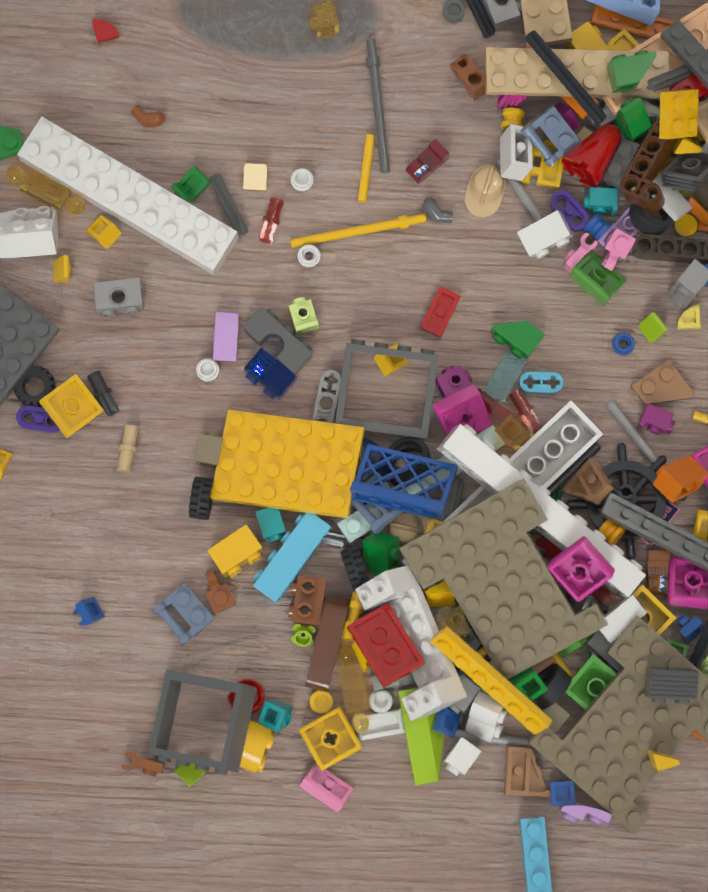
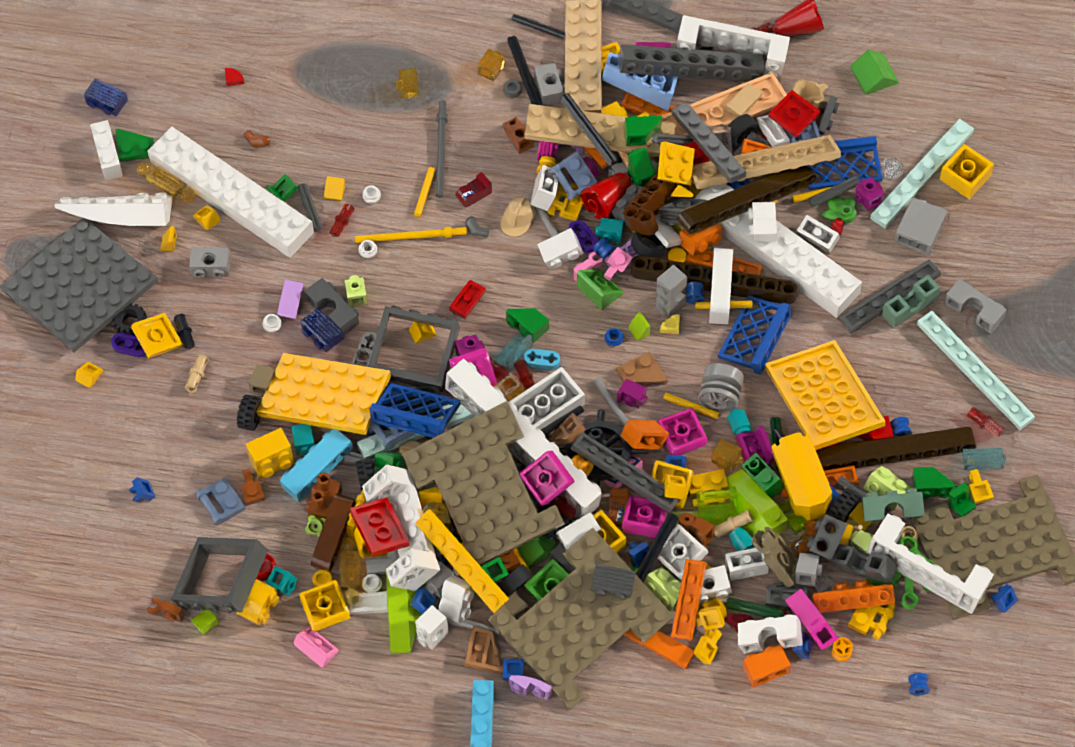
camera: 10 degrees right, 20 degrees down
(662, 761) = (598, 644): yellow slope -> none

